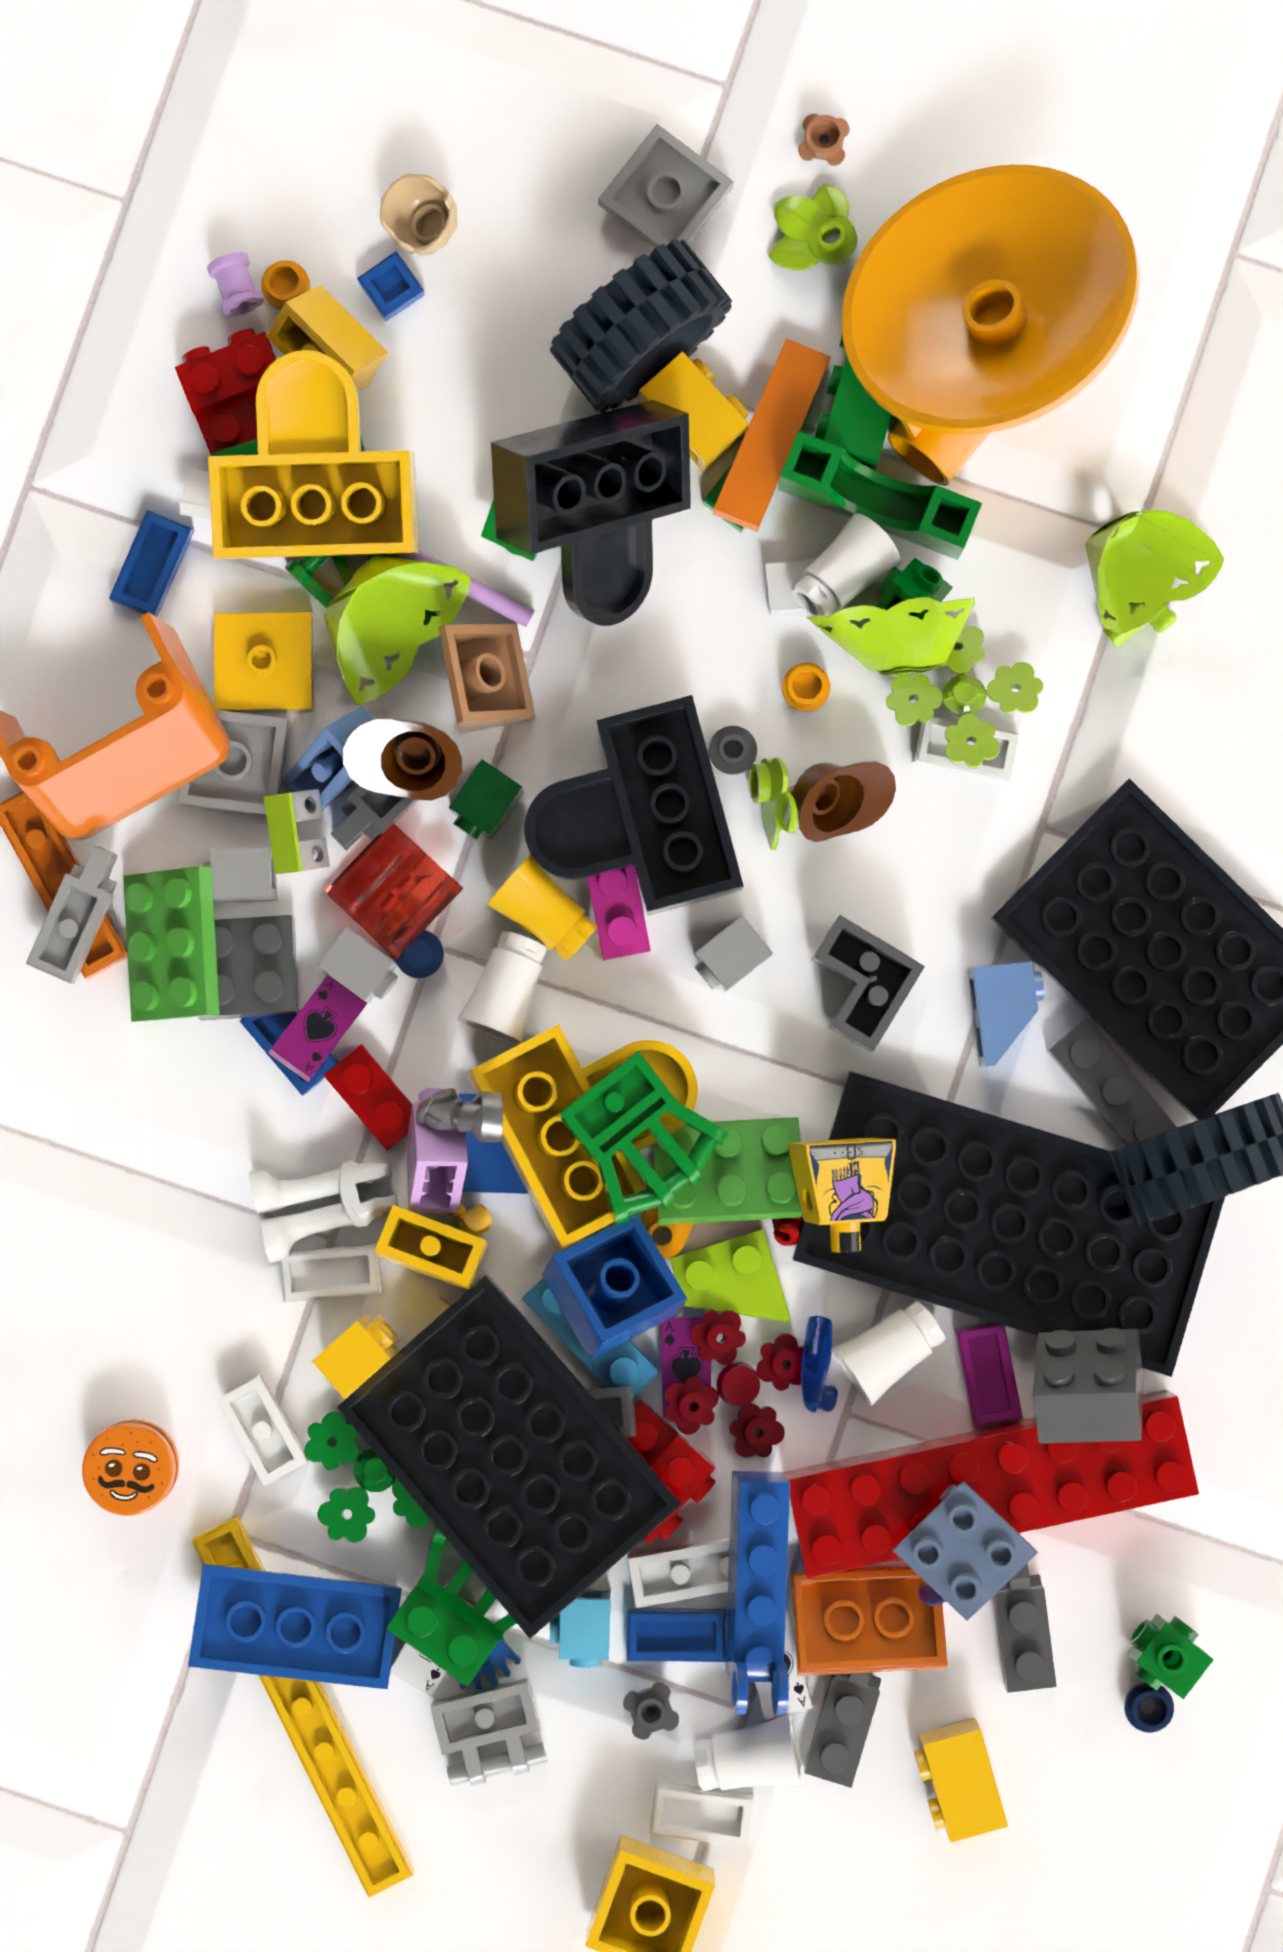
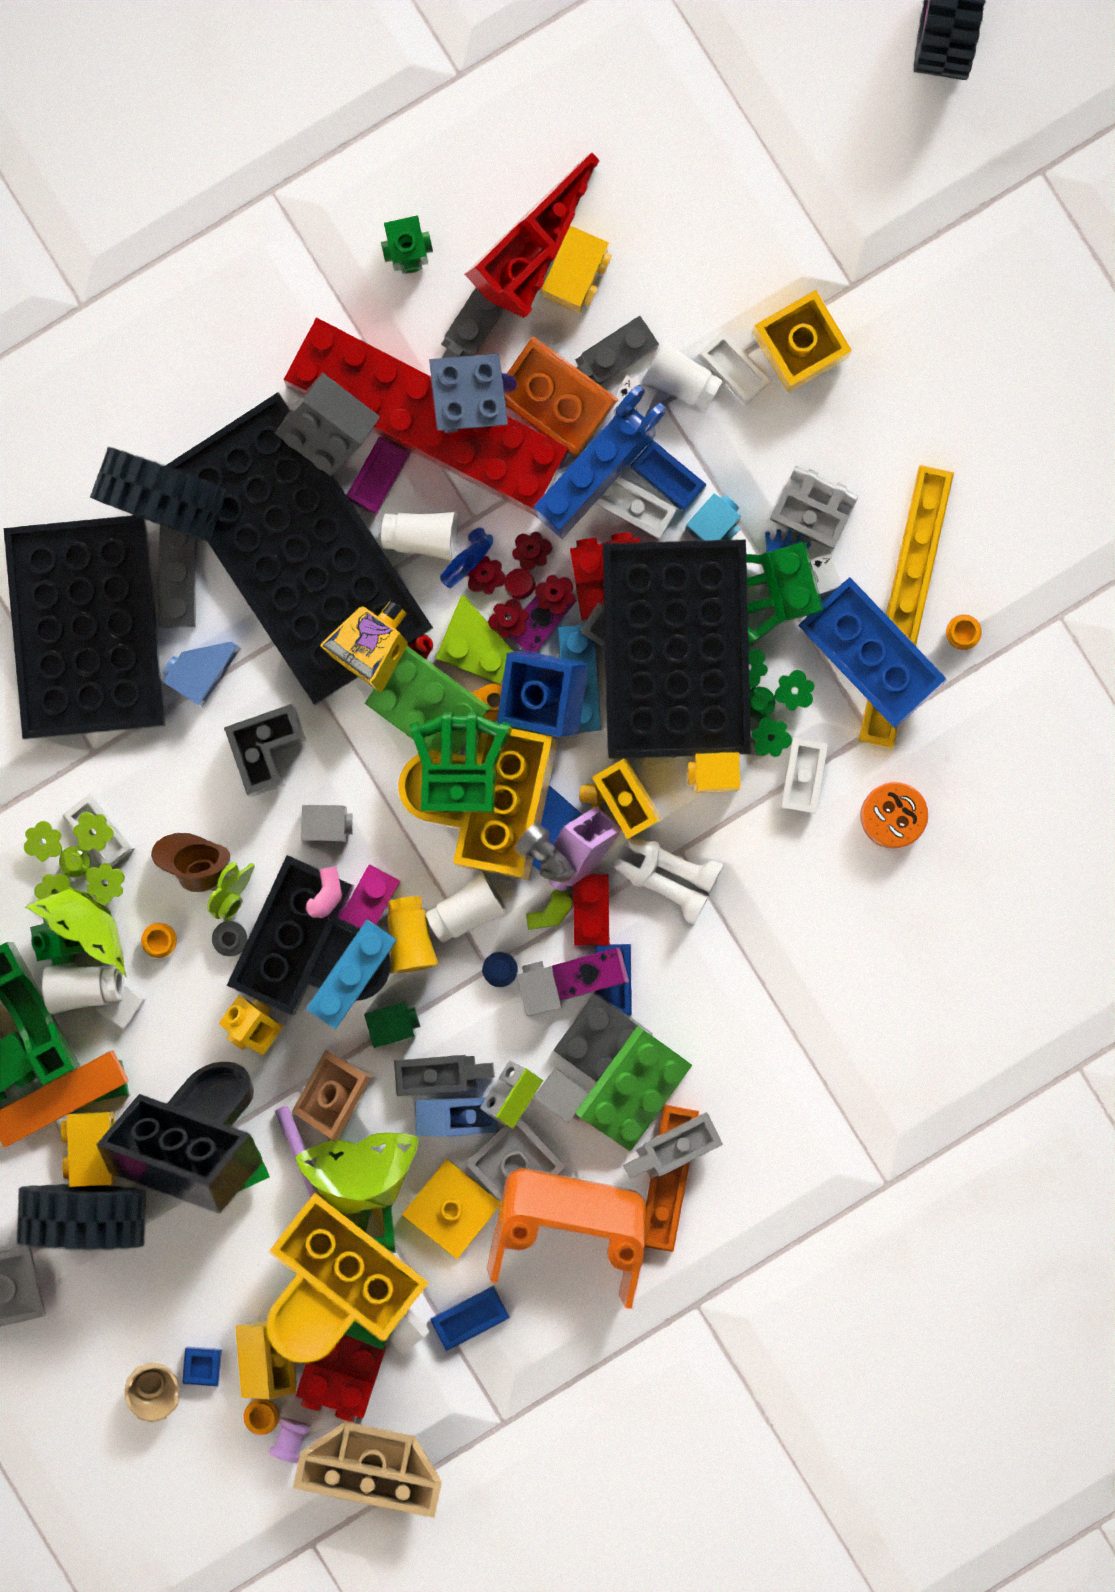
camera: 135 degrees left, 0 degrees up
(120, 320) = (370, 1469): none -> tan wedge
(217, 1729) = (963, 632): none -> light orange plate
(330, 1273) = (695, 831): white tile -> none
(393, 890) = (484, 1017): clear red slope -> none
(402, 759) = (416, 1082): reddish brown piece -> none
(410, 1059) = (554, 912): none -> lime arm
(567, 815) = (351, 974): none -> dark azure plate
(633, 676) = (250, 1025): none -> yellow brick
(654, 1696) = (720, 455): dark grey plate -> none
(661, 879) = (328, 897): none -> bright pink arm
(1030, 1737) = (519, 261): none -> red wedge
(1158, 1718) = (436, 215): dark blue plate -> none

